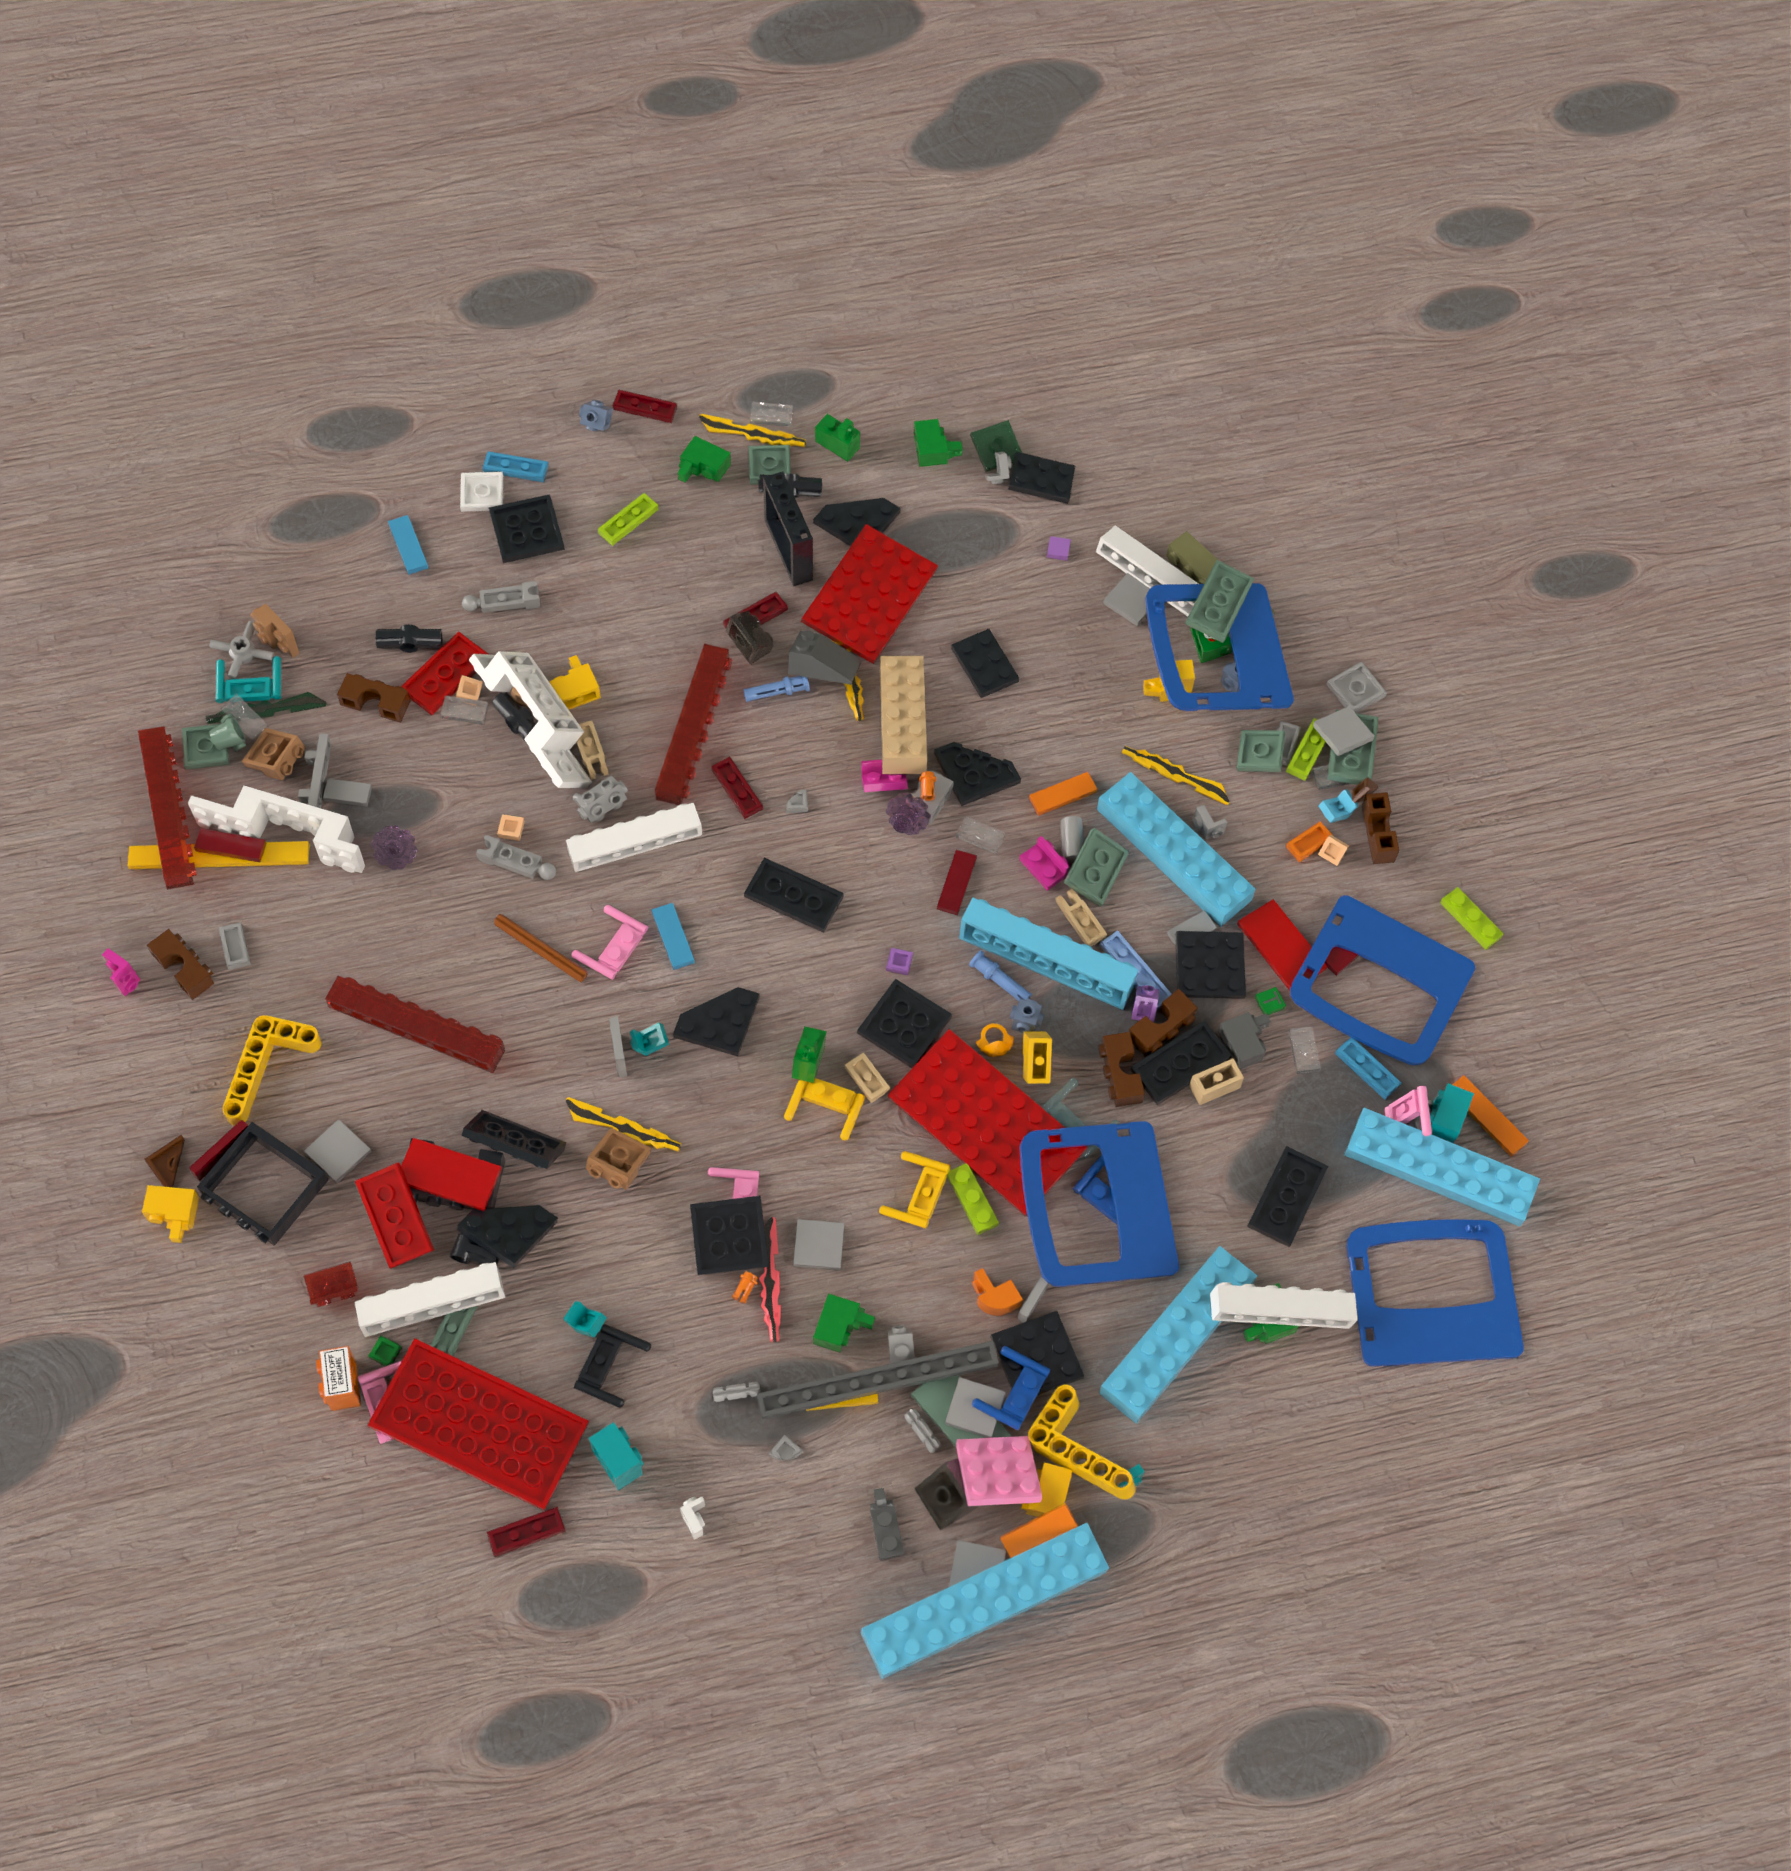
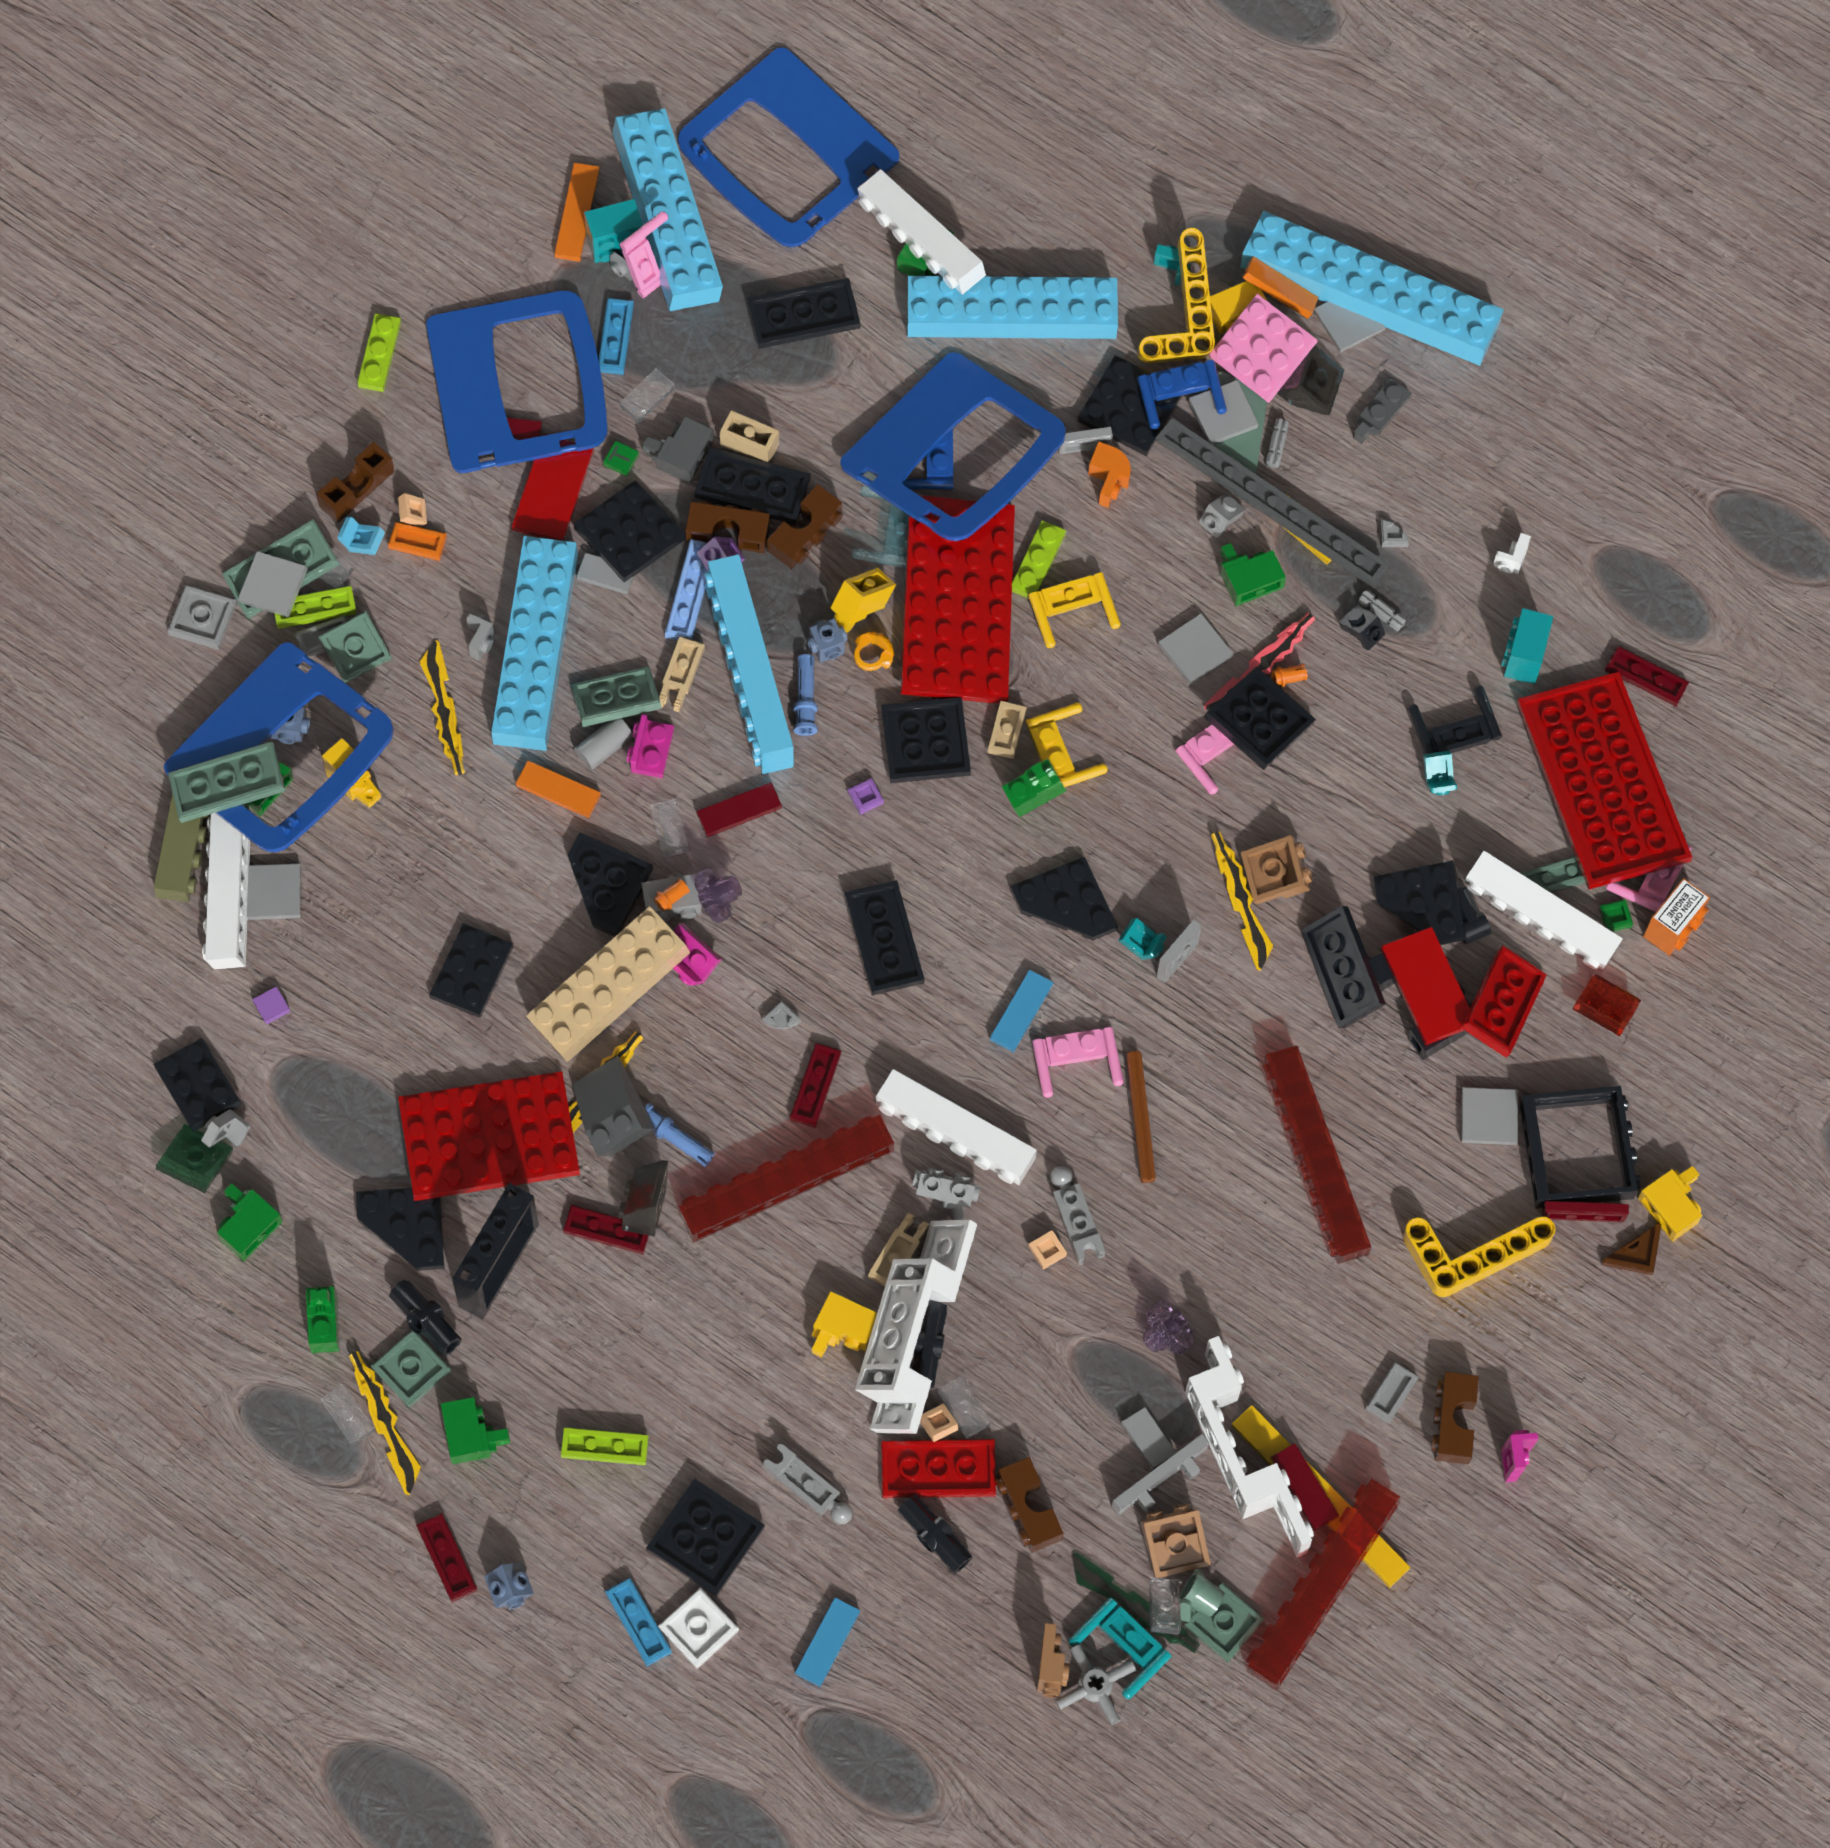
camera: 130 degrees left, 5 degrees up
(735, 1365) = (1363, 625): none -> black bracket
(1365, 787) = (329, 519): reddish brown slope -> none

